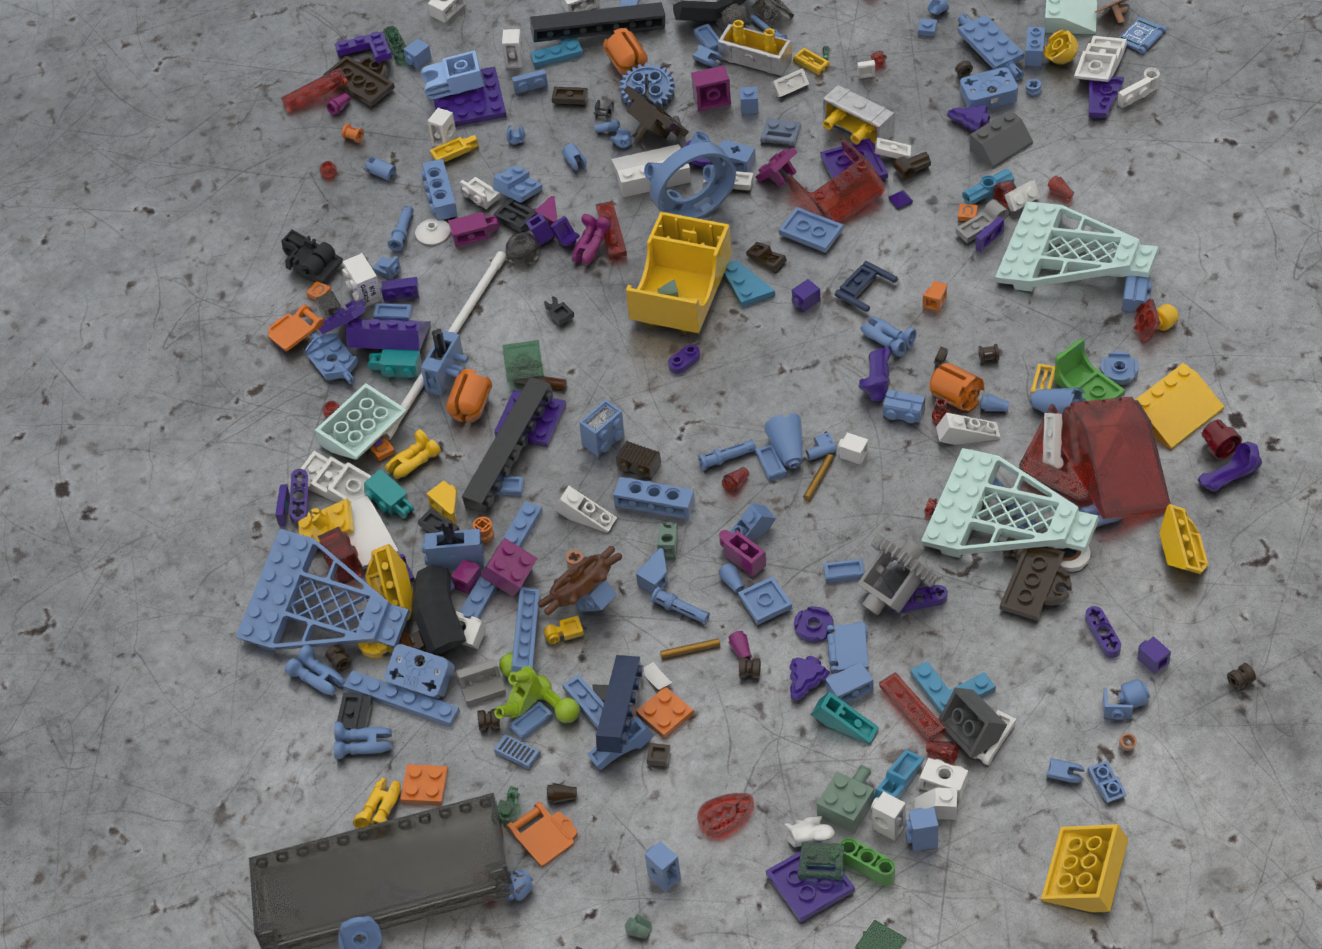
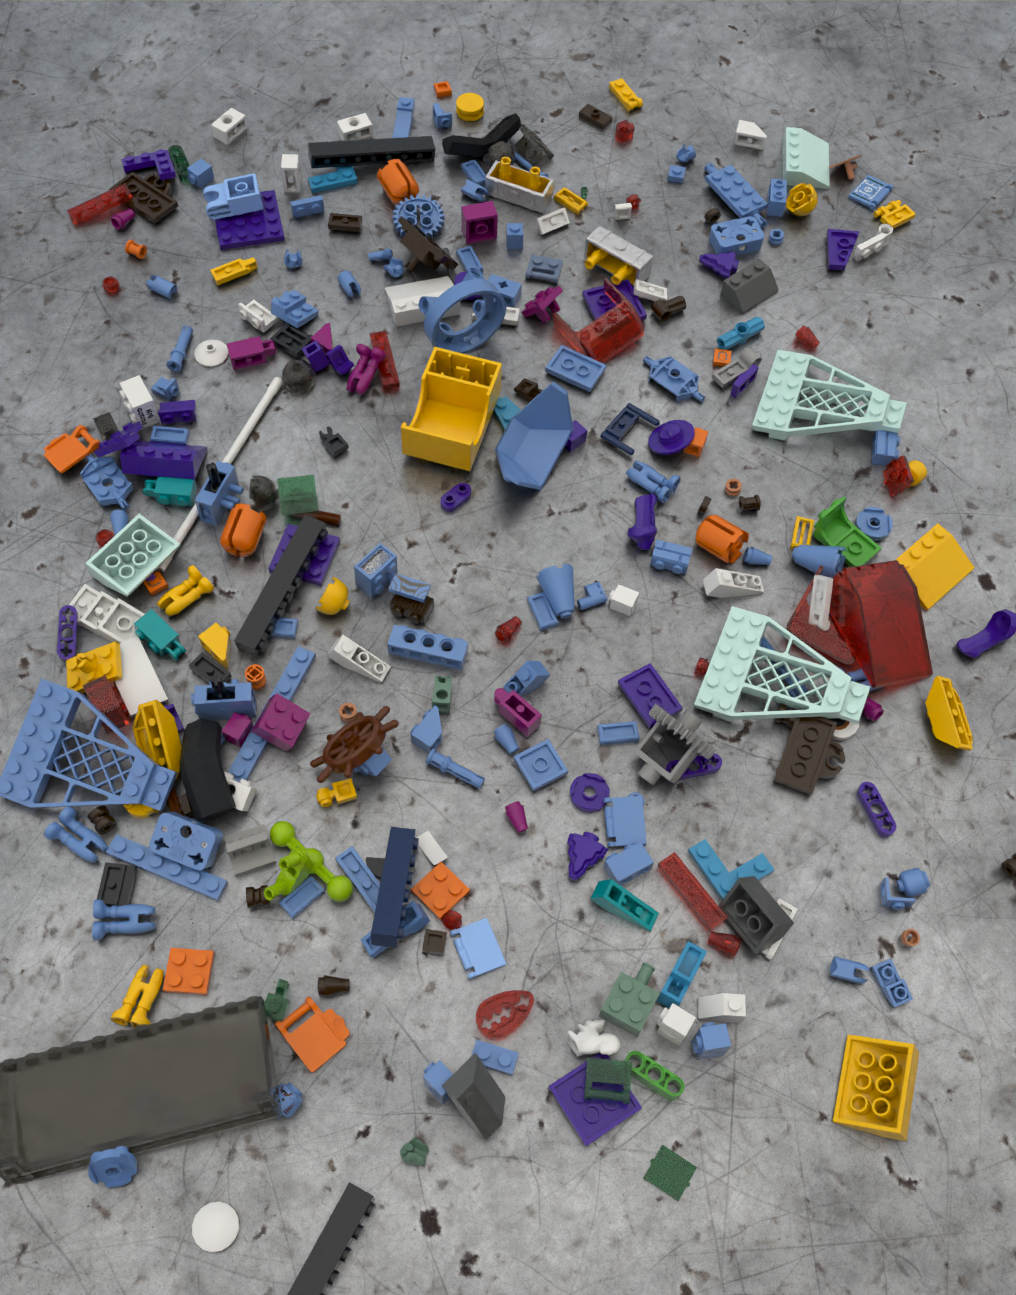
camera: 10 degrees left, 10 degrees up
(282, 505) = (50, 642): dark purple tile -> none
(310, 258) = (88, 375): black plate -> none
(317, 290) = (96, 409): orange tile -> none
(344, 391) = (119, 520): none -> medium blue cone
(439, 189) = (218, 310): medium blue brick -> none
(441, 127) = (221, 248): white brick -> none
(488, 360) = (263, 493): none -> clear smoke cylinder
(517, 751) = (287, 934): medium blue tile -> none
(525, 628) = (297, 797): medium blue plate -> none
(559, 455) = (334, 598): none -> yellow cylinder
(609, 110) = (381, 239): black piece -> none
(635, 442) = (409, 588): none -> medium blue tile
(669, 289) = (441, 427): sand green slope -> none
(675, 735) = (452, 919): none -> clear red plate
(690, 648) = (465, 816): pearl gold bar -> none
(695, 874) = (477, 1096): none -> dark grey slope
(699, 123) = (468, 258): none -> medium blue tile
(700, 760) = (478, 948): none -> light blue piece
(714, 851) = (496, 1057): none -> medium blue plate
(718, 456) = (490, 604): medium blue pin -> none
(749, 667) = (527, 842): dark brown wheel -> none
(766, 297) = (535, 438): none -> medium blue piece
(818, 477) = (589, 629): pearl gold bar -> none
(868, 525) = (645, 689): none -> dark purple plate
(900, 199) = (658, 341): dark purple slope -> none
(909, 291) = (671, 437): none -> dark purple hat
(924, 242) = (682, 386): none -> medium blue plate
(936, 769) = (716, 980): white brick -> none
(940, 409) = (707, 563): clear red cone -> none
(973, 334) = (733, 492): none -> nougat bush
(1003, 188) = (757, 339): clear red plate -> none
(1022, 194) = (772, 343): white plate -> none
(1101, 58) = (837, 212): white slope -> none
(1103, 540) = (872, 710): none -> magenta cone
(1153, 655) = (928, 837): dark purple brick -> none
(1165, 57) = (897, 216): none -> yellow plate
(1221, 439) = (977, 604): dark red piece -> none

